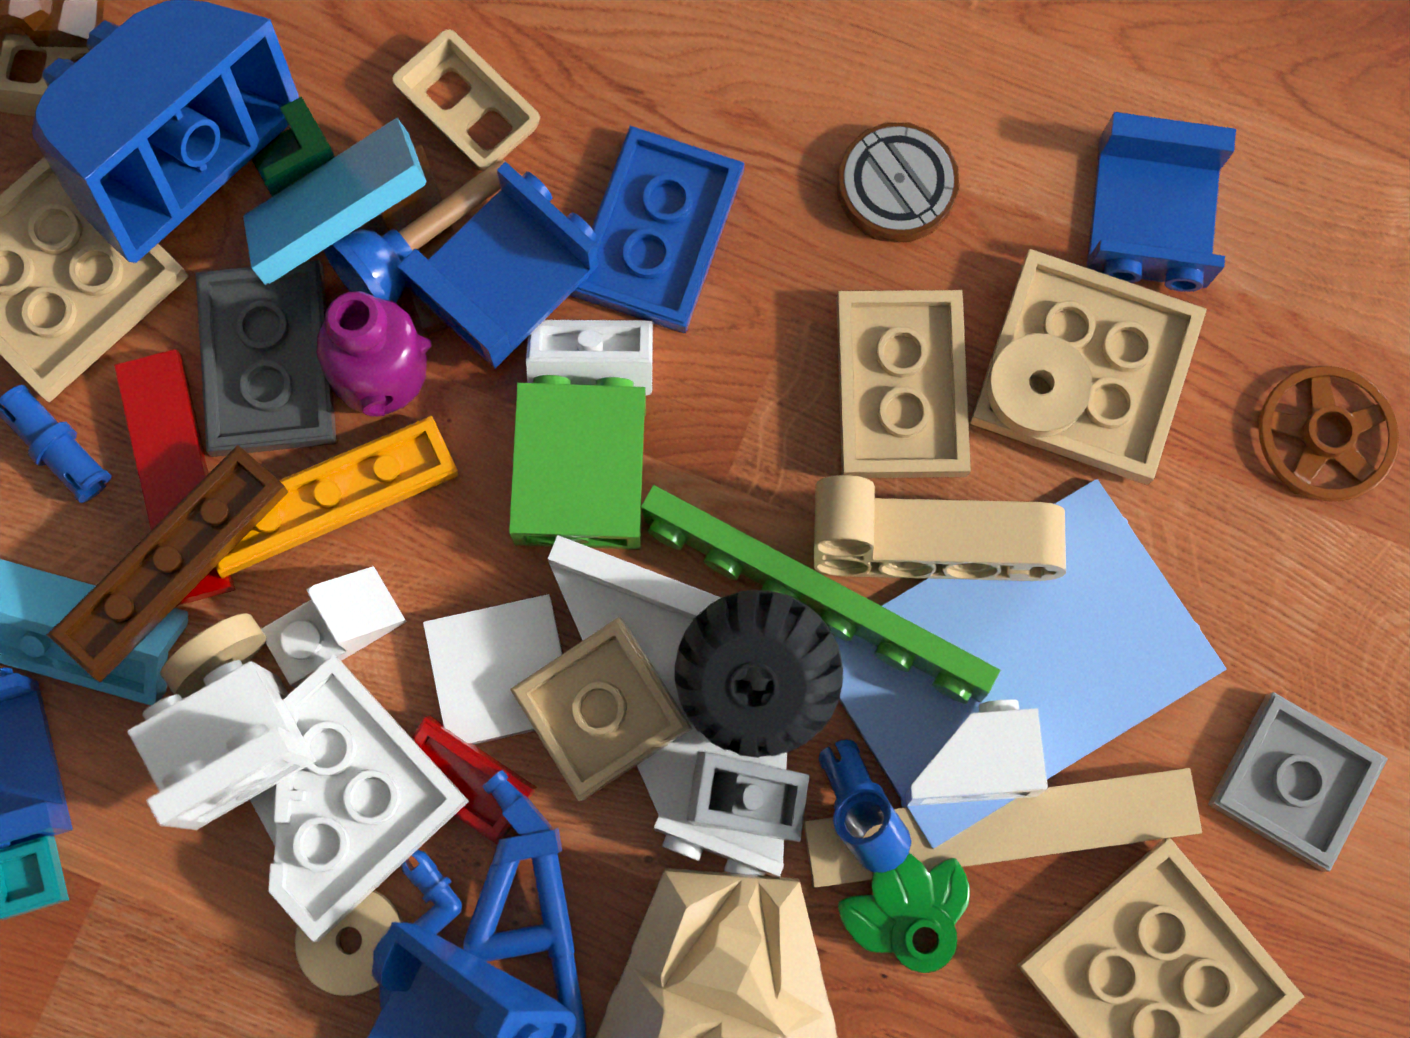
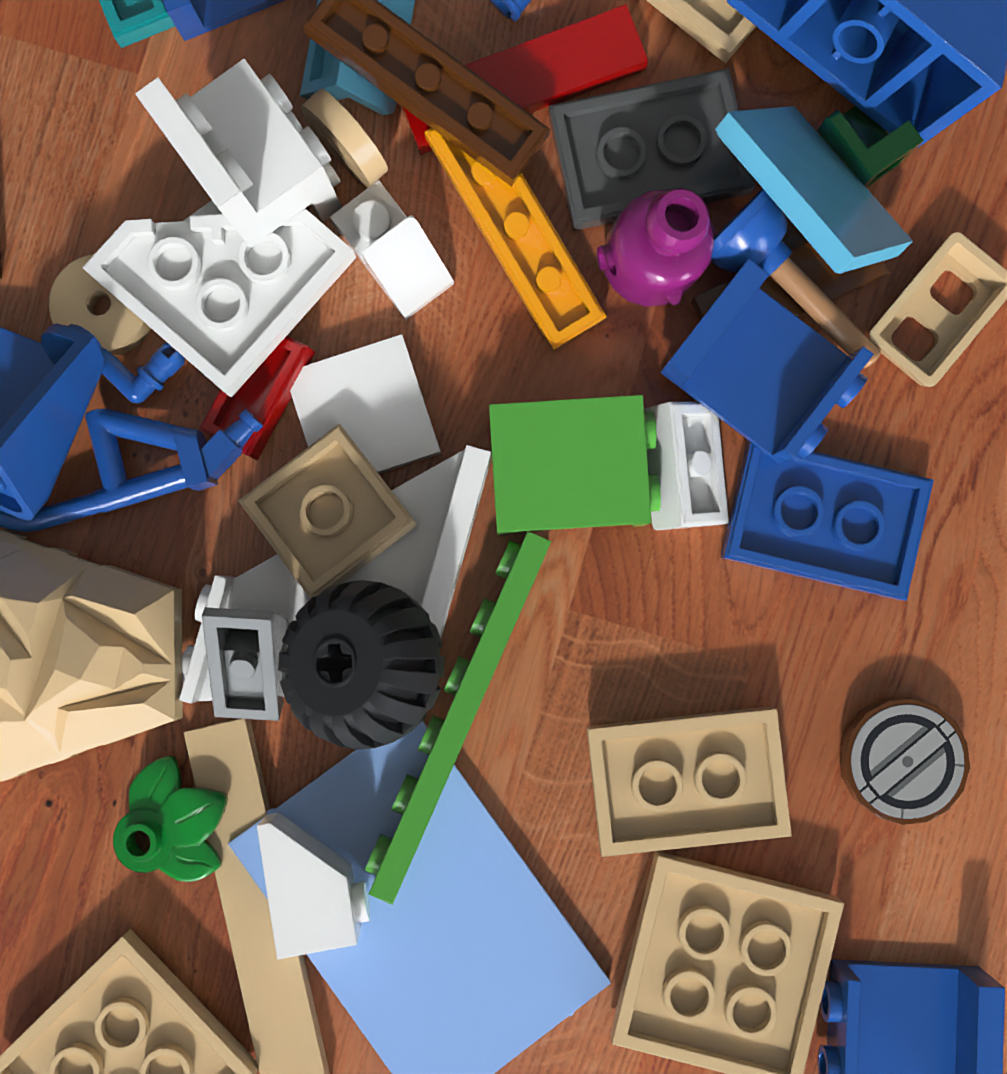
camera: 90 degrees right, 10 degrees up
(862, 806) = (257, 771): blue pin -> none
(934, 537) = (529, 830): tan beam -> none
(1058, 365) = (700, 953): tan piece -> none

